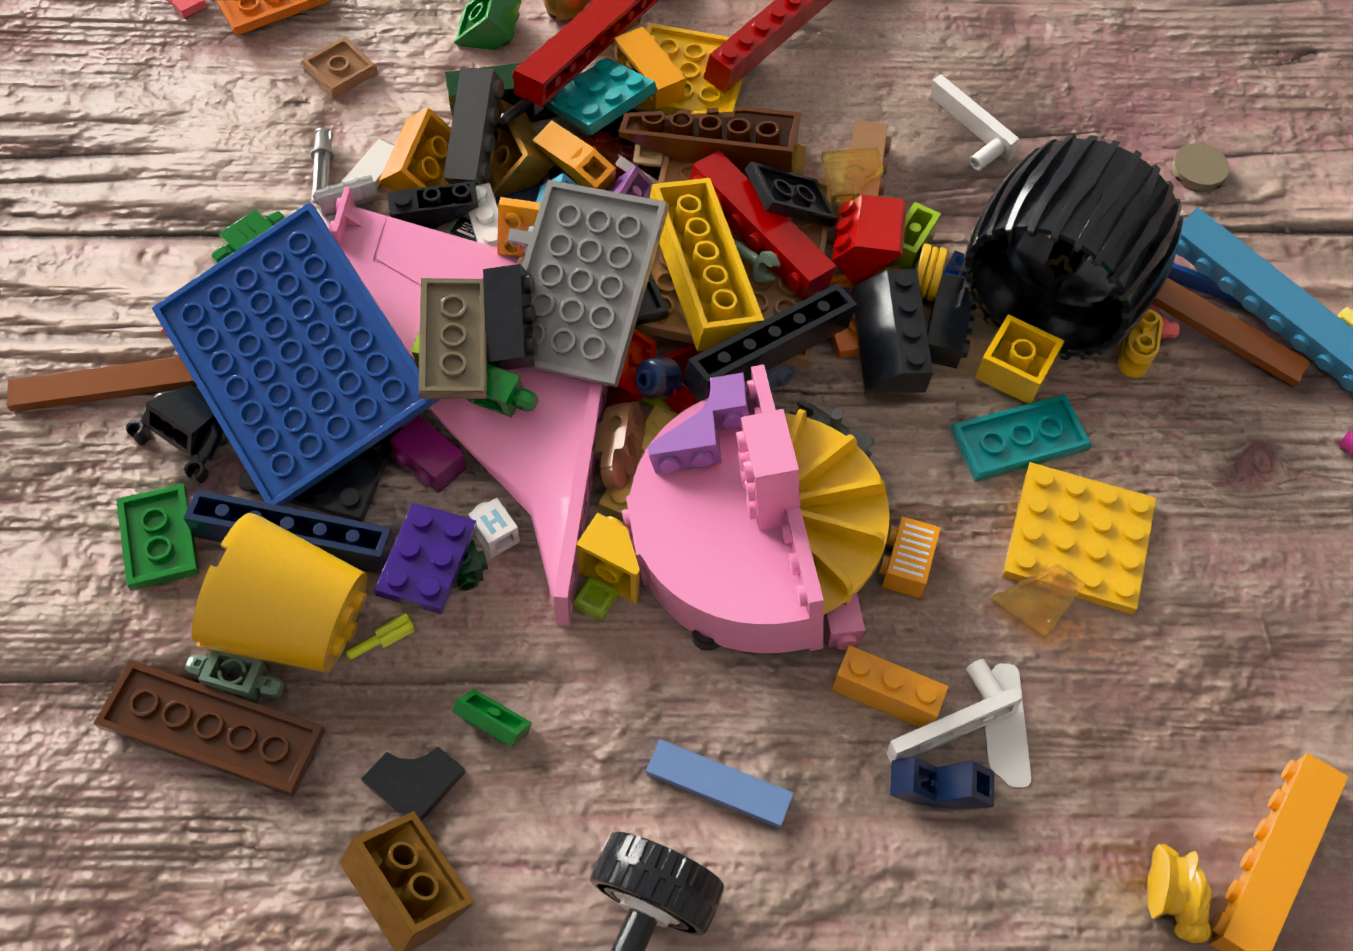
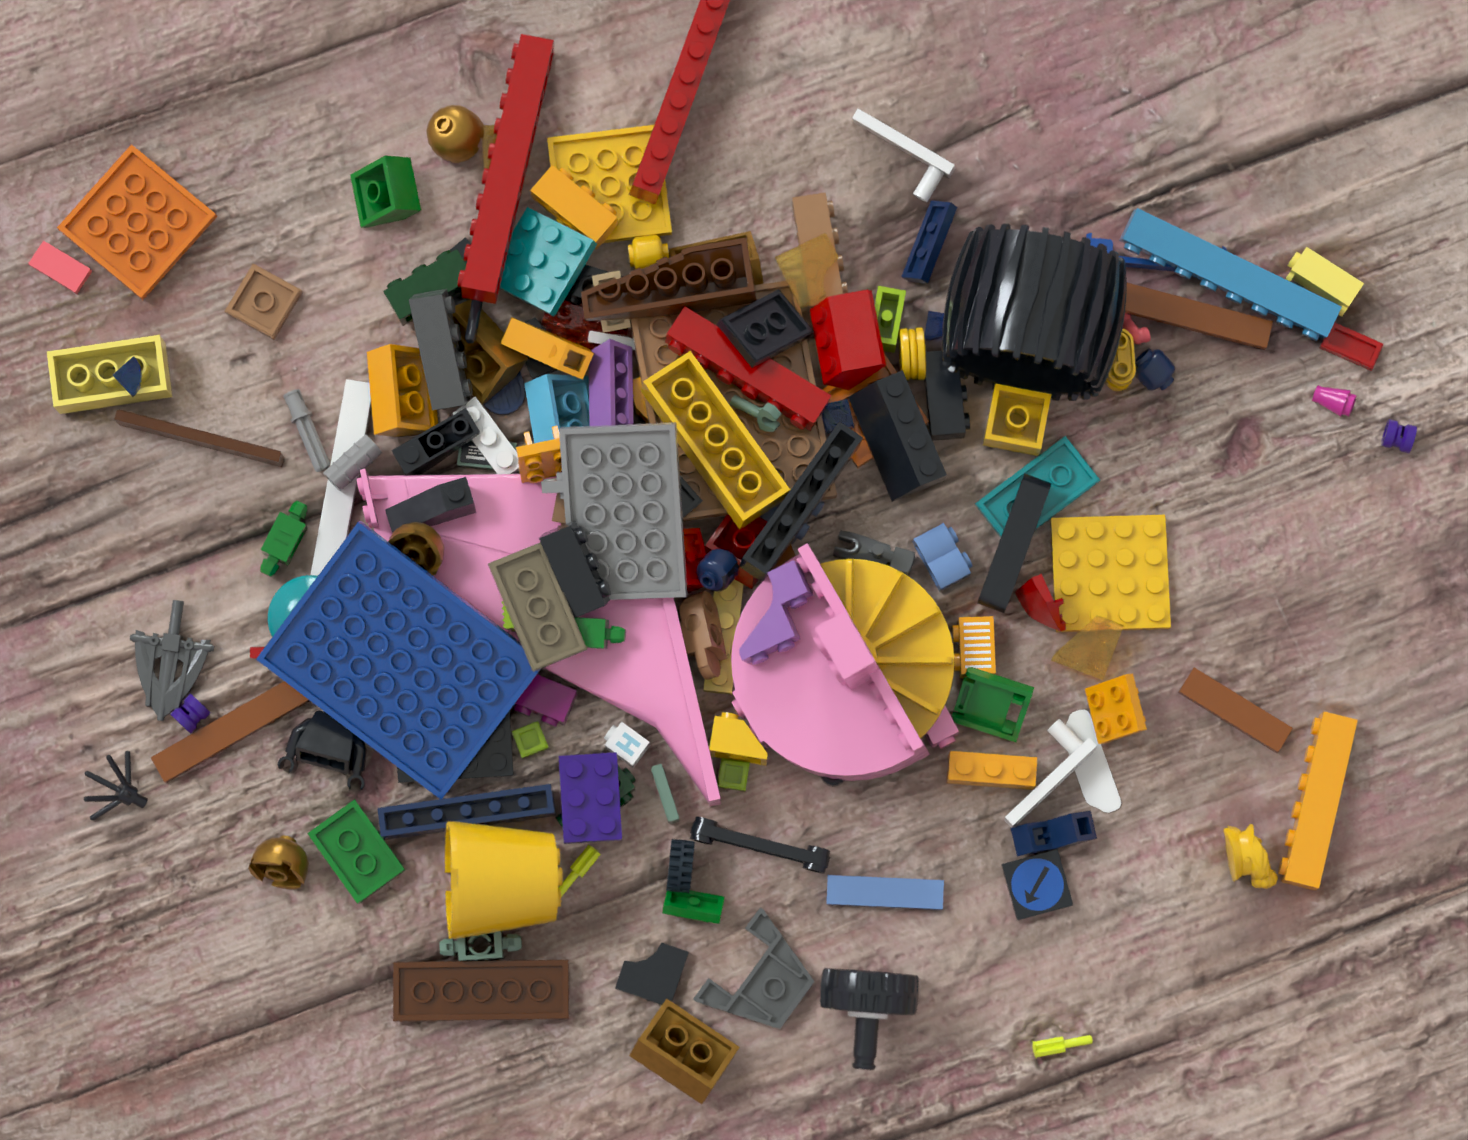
camera: 15 degrees left, 20 degrees up
(65, 331) = (164, 693): none -> dark grey bar
(70, 353) = (190, 713): none -> dark purple wheel
(70, 514) = (280, 861): none -> pearl gold cylinder
(169, 68) = (85, 379): none -> light yellow brick
(181, 61) = (130, 376): none -> clear blue tile
(221, 141) = (199, 438): none -> reddish brown tile
(367, 256) = (420, 544): none -> pearl gold cylinder
(395, 492) = (530, 739): none -> lime tile
(402, 238) = (434, 505): none -> black slope
(494, 666) = (680, 865): none -> black wheel
(512, 590) = (665, 794): none -> sand green tile
(542, 845) = (771, 987): none -> dark grey wing
(649, 714) = (813, 859): none -> black piece
(901, 460) = (941, 556): none -> medium blue brick
(904, 839) = (1037, 884): none -> tile
(906, 615) = (986, 702): none -> green container
(973, 197) = (929, 242): none -> dark blue plate
(983, 468) = (1014, 543): none -> black beam
(996, 530) = (1039, 604): none -> red slope
(1054, 668) = (1115, 708): none -> light orange plate
(1175, 363) = (1154, 369): none -> dark blue head
(1194, 724) = (1235, 710): none -> dark orange tile
(1200, 167) = (1134, 121): dark tan tile -> none

